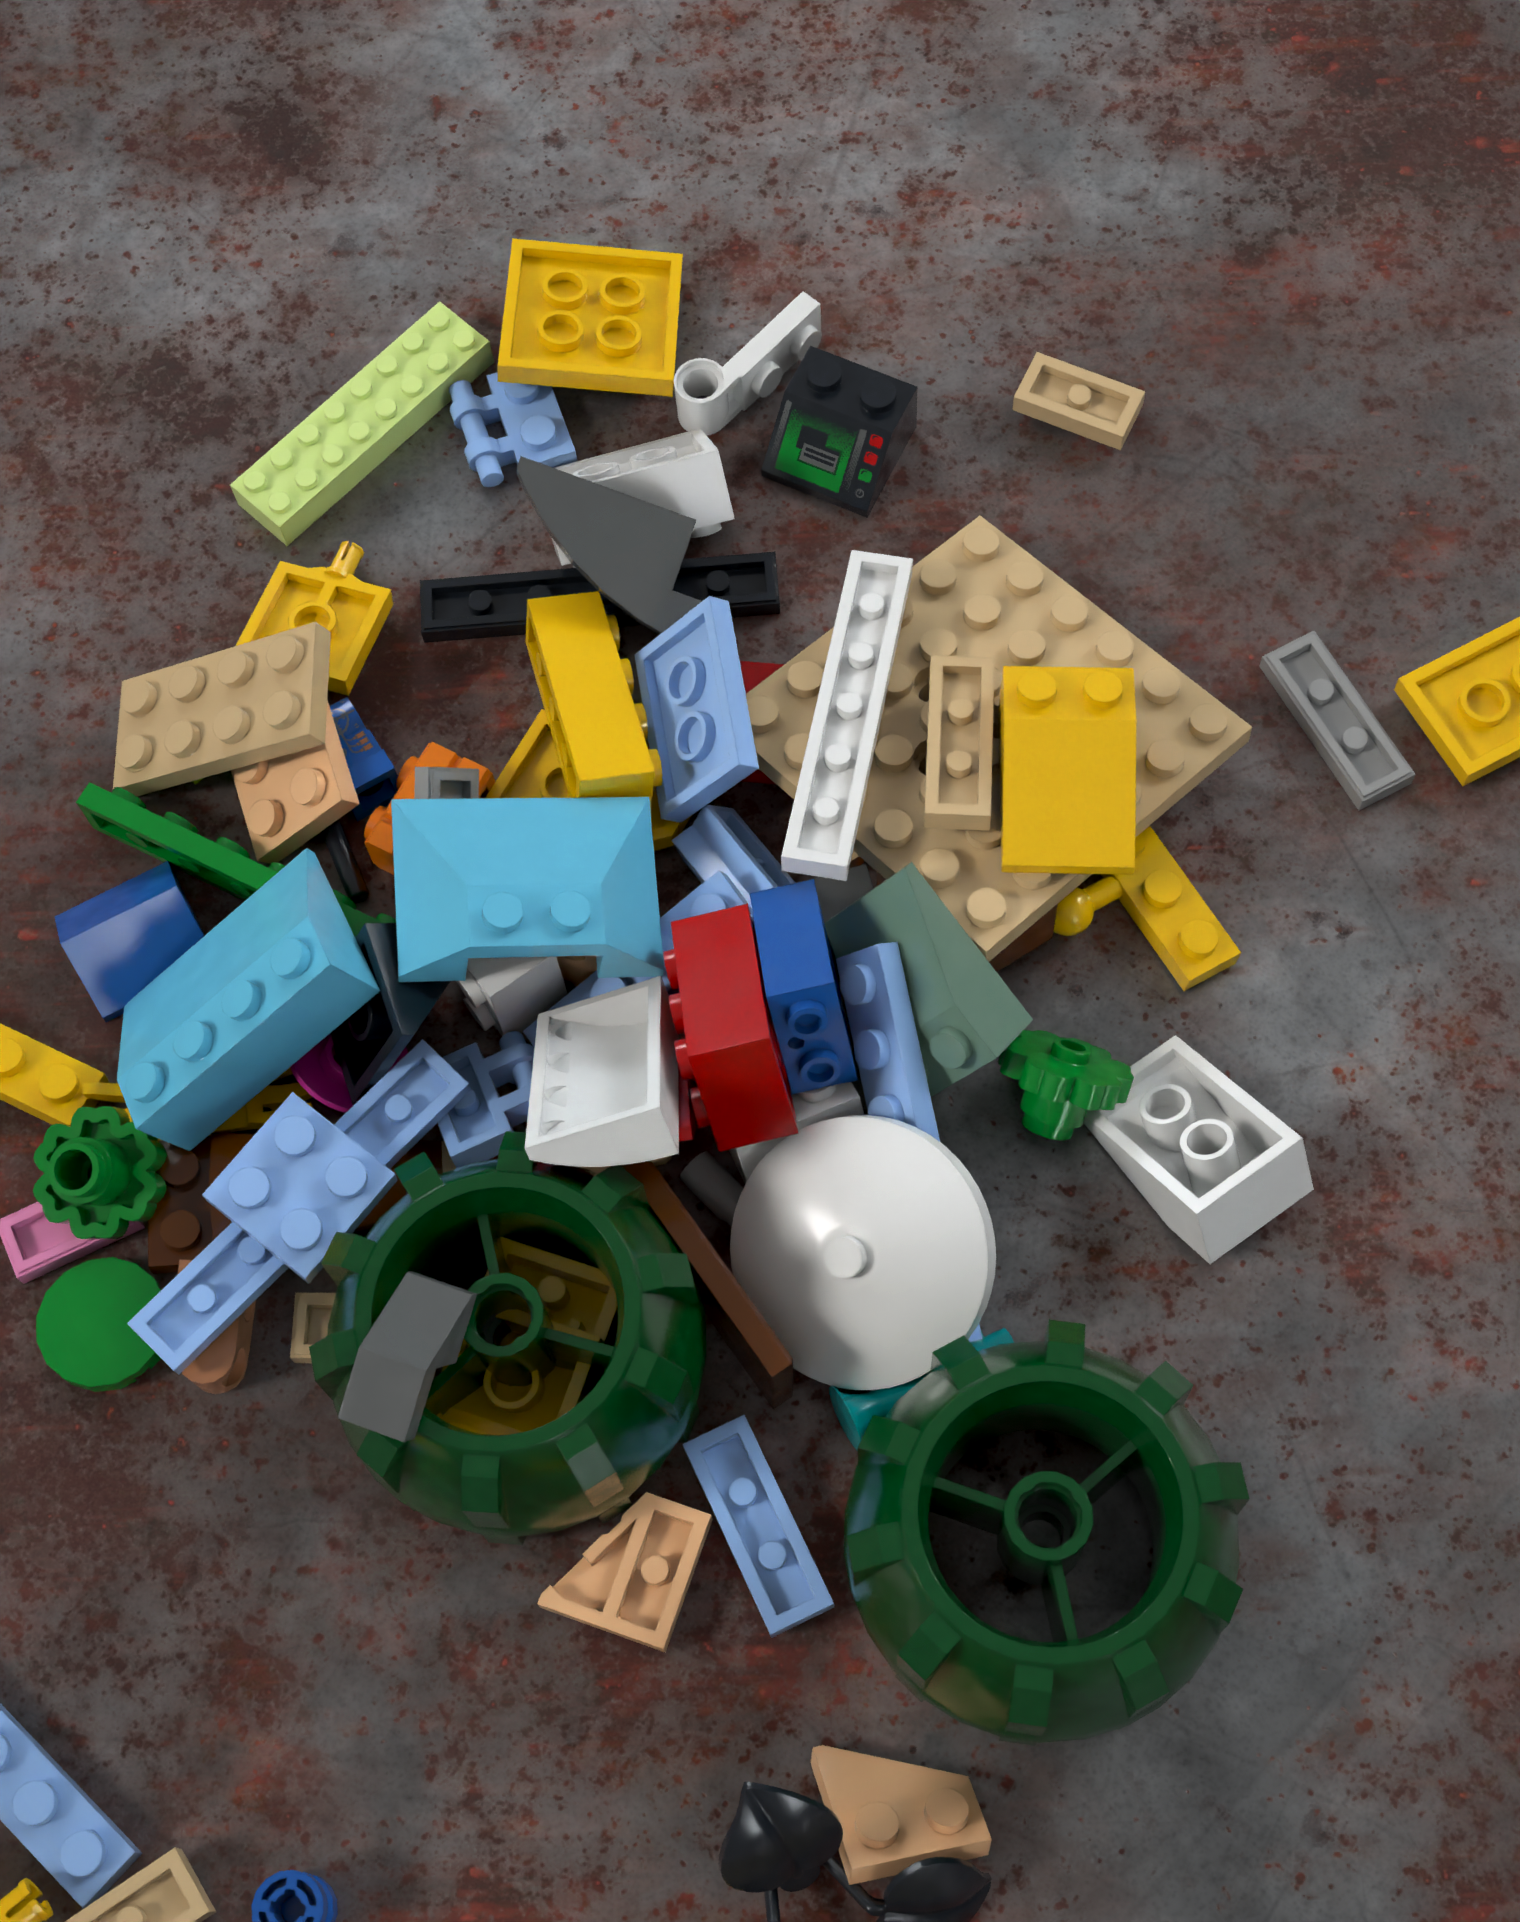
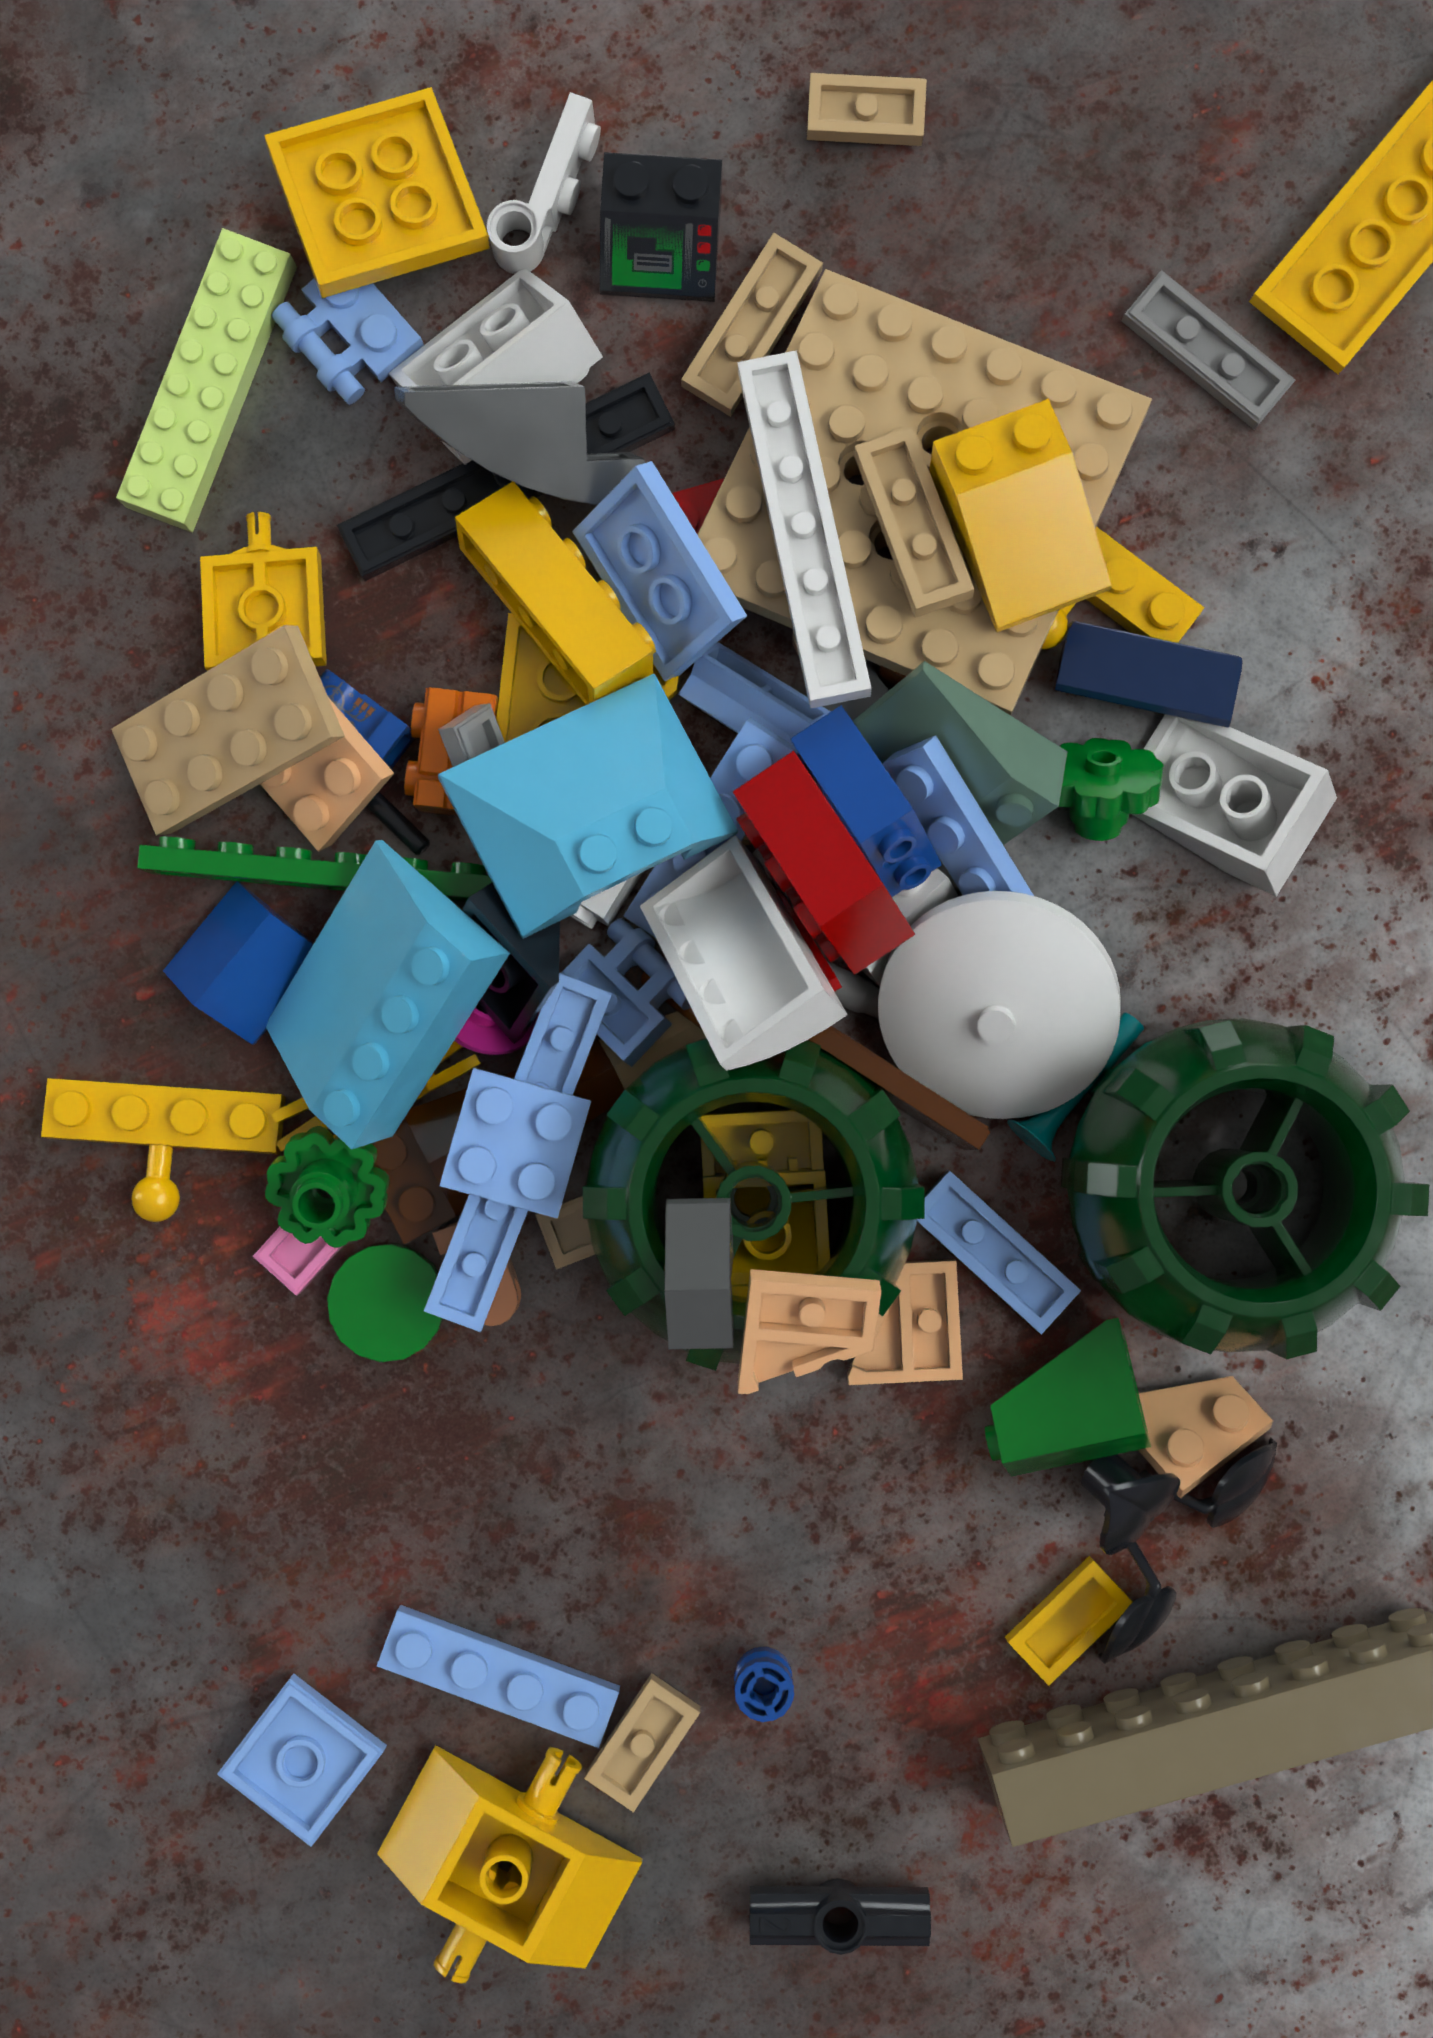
camera: 25 degrees left, 20 degrees up
(488, 1447) = (803, 1323): none -> light nougat wing
(769, 1725) = (1071, 1408): none -> green slope
(904, 529) = (752, 322): none -> tan plate
(1158, 992) = (1149, 673): none -> dark blue slope

